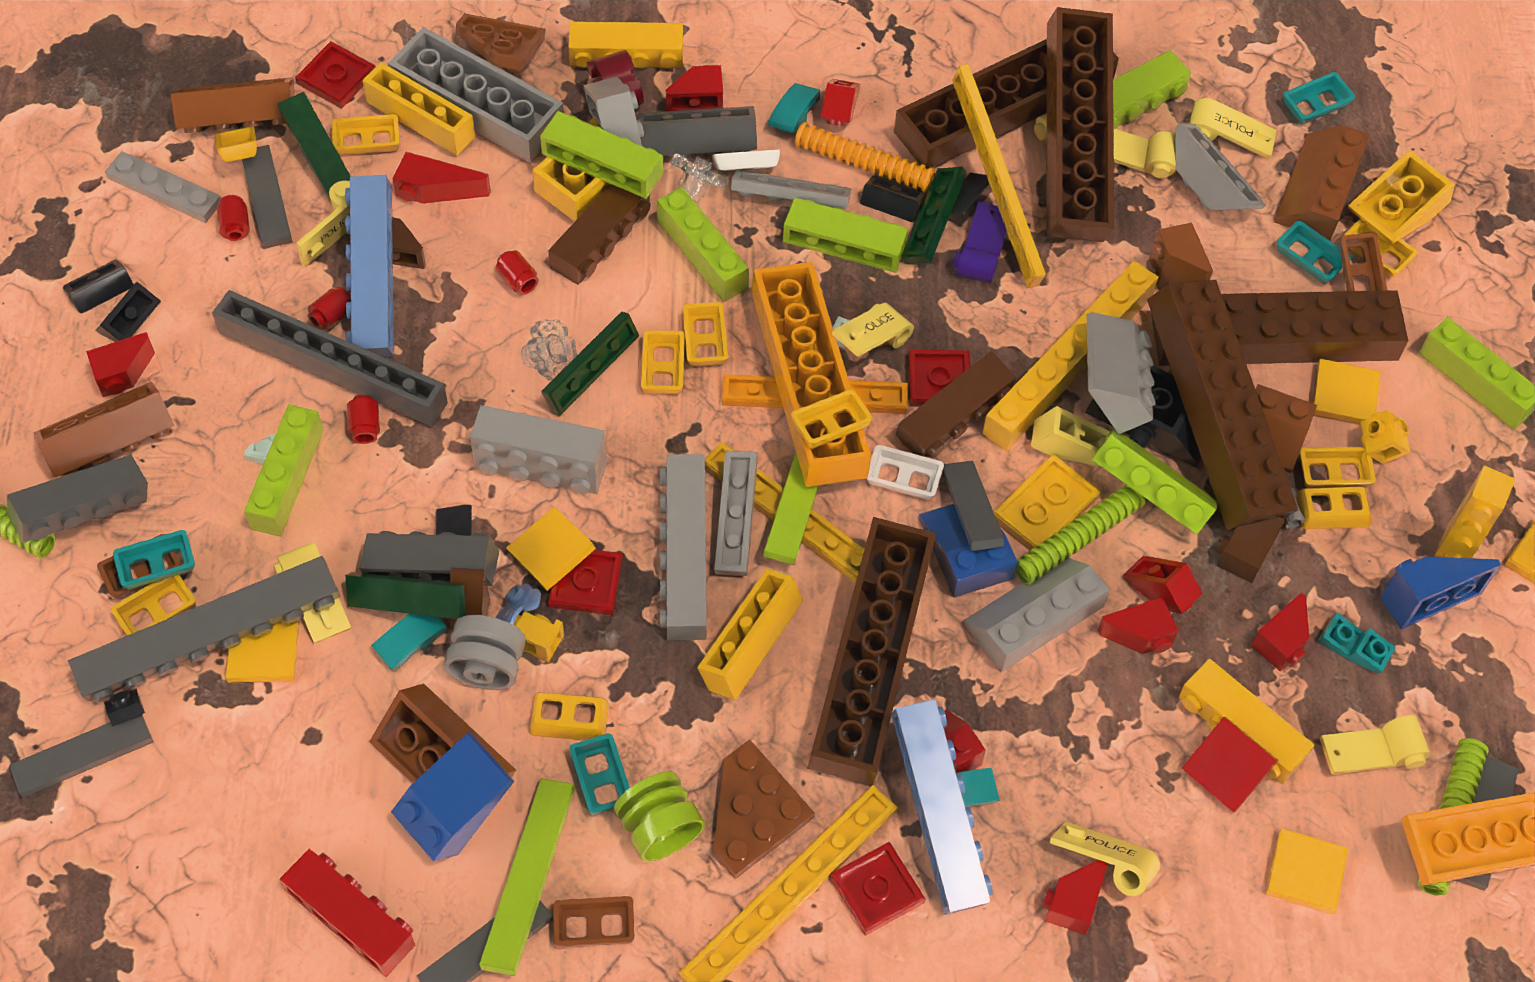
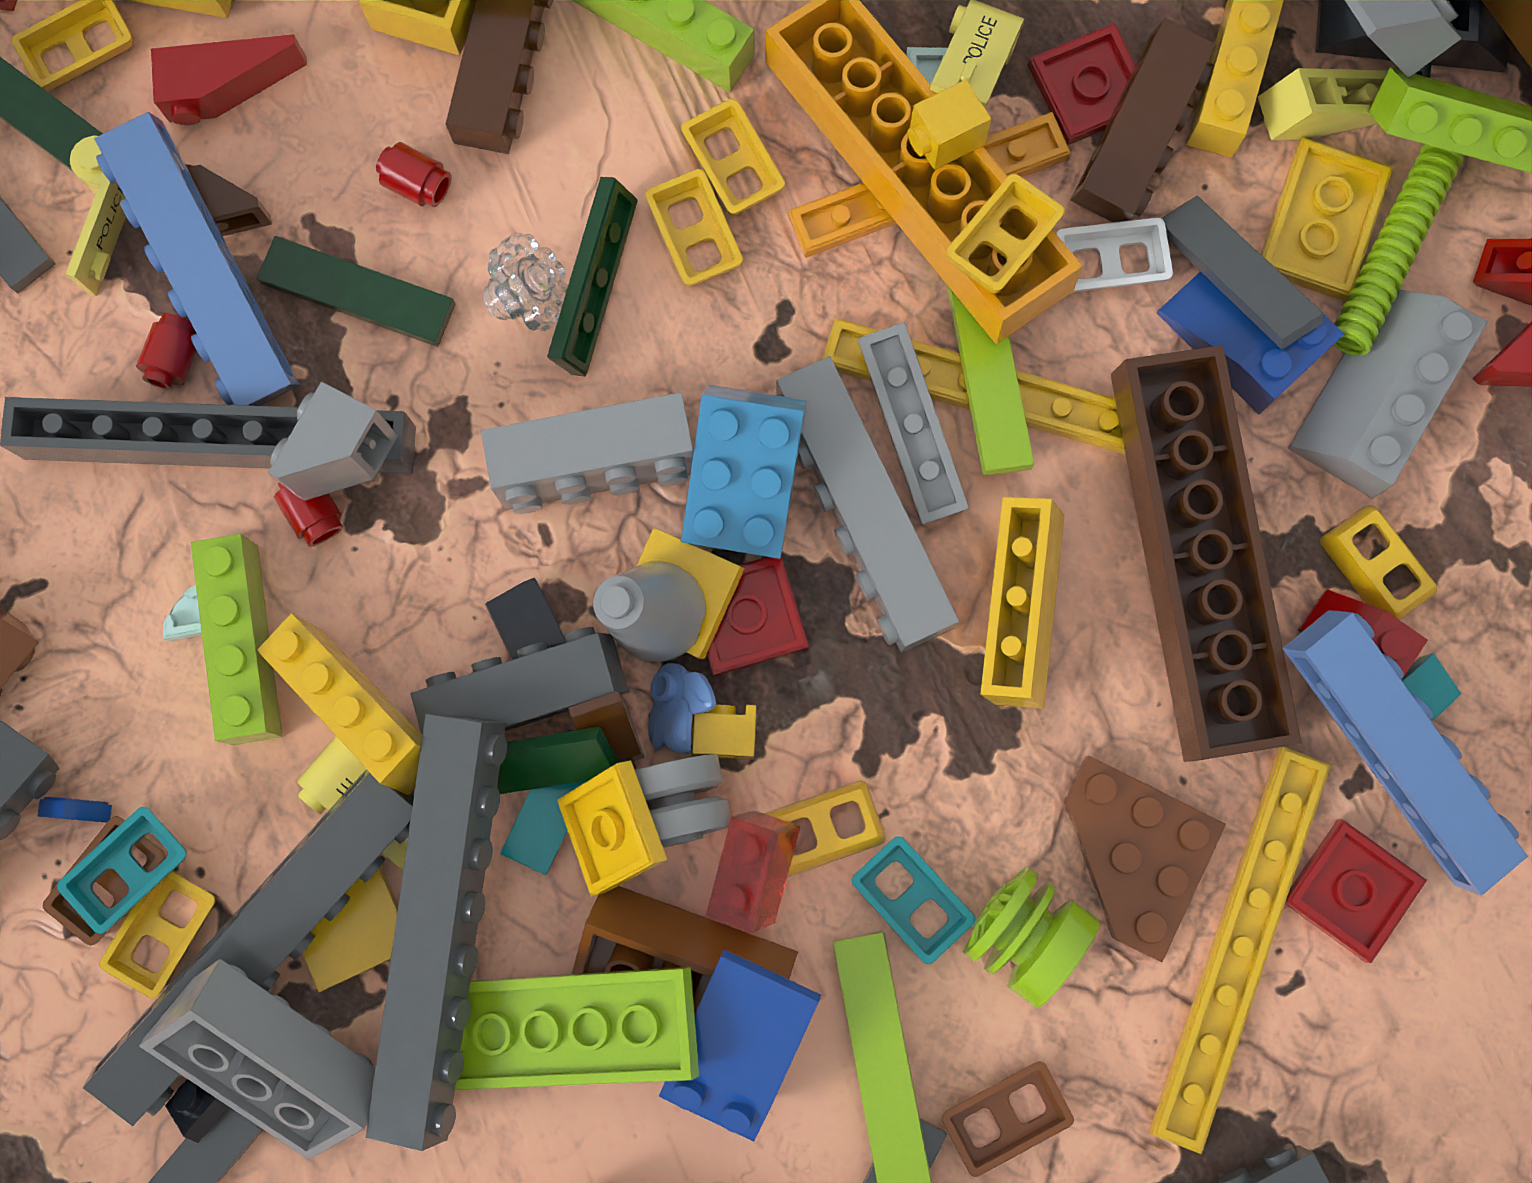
camera: 20 degrees left, 20 degrees up
(143, 522) = (74, 809): none -> blue tile
(176, 690) = (264, 1060): none -> light grey slope
(311, 660) = (436, 931): none -> dark grey brick
(329, 524) = (346, 701): none -> yellow brick
(345, 742) = (580, 1030): none -> lime plate
(393, 377) = (332, 445): none -> light grey slope
(441, 645) = (611, 828): none -> yellow tile
(452, 320) = (356, 291): none -> dark green tile
(513, 711) = (752, 871): none -> clear red brick
(525, 541) = (652, 610): none -> light grey cone
(621, 493) = (743, 470): none -> dark azure brick
(829, 352) = (949, 125): none -> yellow brick
(975, 707) = (1367, 575): none -> yellow piece

